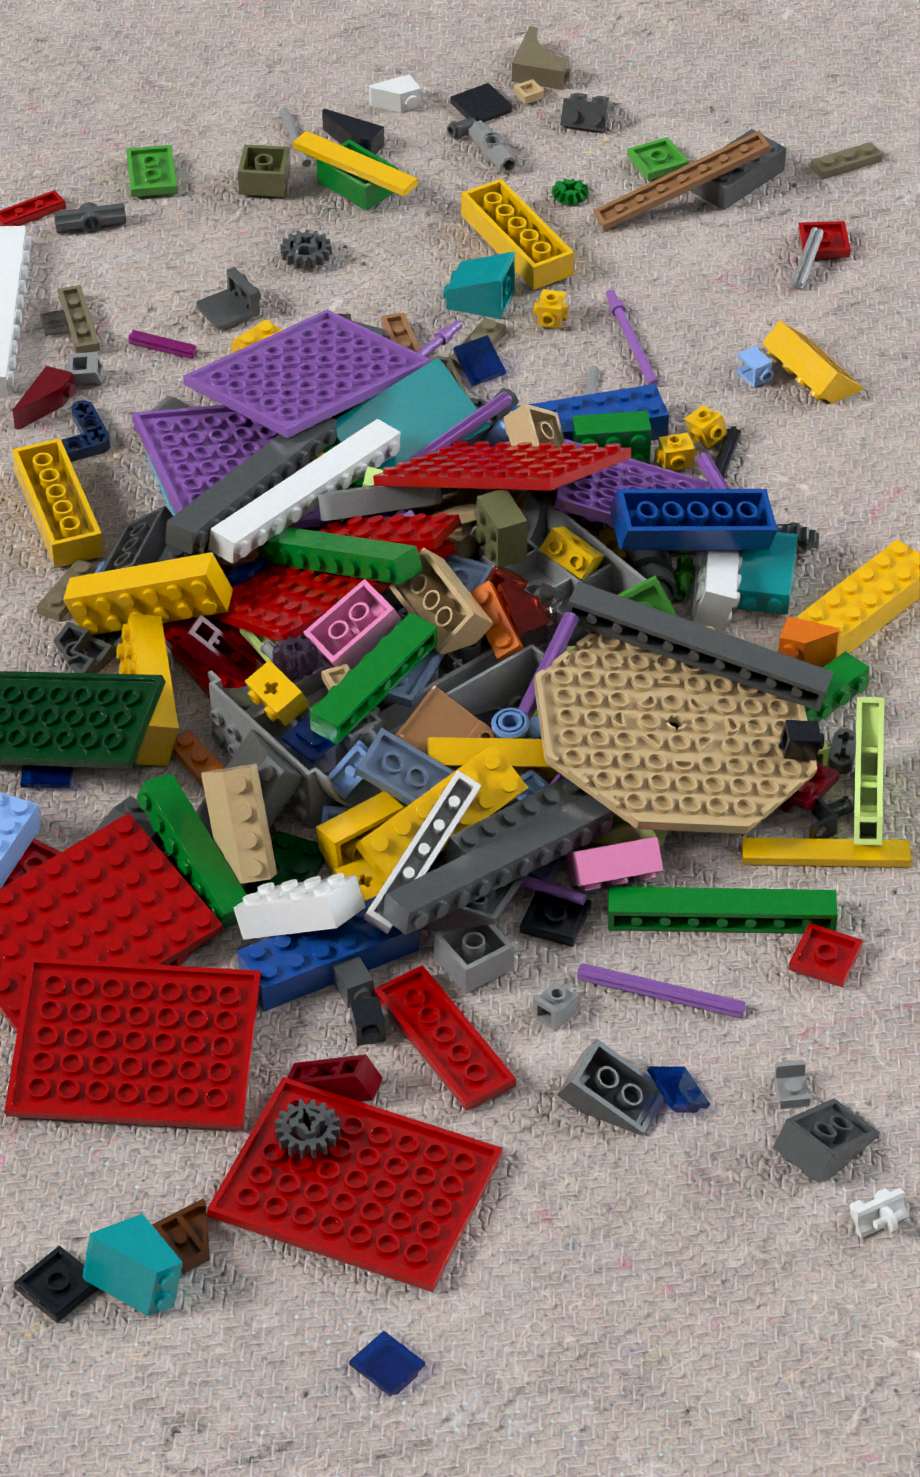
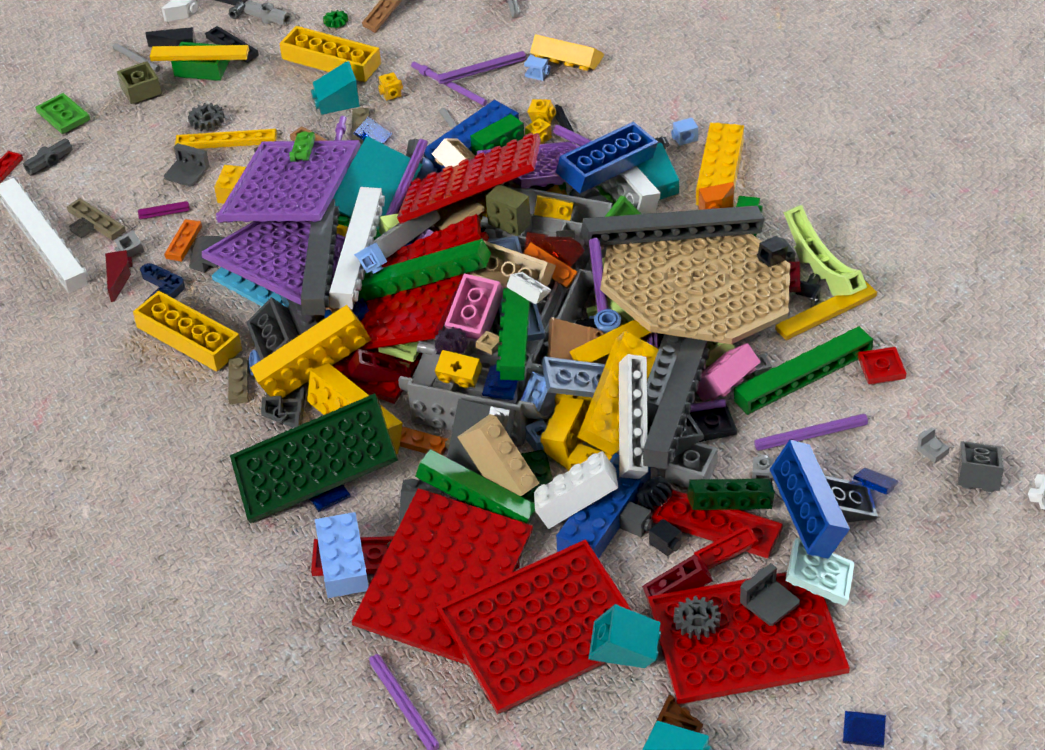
camera: 30 degrees left, 0 degrees up
(150, 391) = (183, 240): none -> orange plate
(205, 1108) = (625, 638): none -> teal slope
(297, 511) = (376, 256): none -> light blue window
(308, 288) = (227, 139): none -> yellow tile
(358, 337) = (302, 146): none -> bright green plate
(397, 961) = (654, 492): none -> black gear
(409, 1149) = (767, 597): none -> dark grey bracket
(416, 165) = (222, 37): none -> black plate
(424, 632) = (527, 287): none -> white slope
(424, 1071) = (728, 547): none -> red tile
(483, 1010) = (730, 494): none -> dark green brick
(498, 1155) = (820, 575): none -> light aqua plate
(555, 1063) = (809, 499): none -> blue brick
(674, 874) = (763, 366): none -> light grey plate
(686, 335) = (481, 67): none -> medium lavender axle
(863, 537) = (685, 131): none -> light blue brick

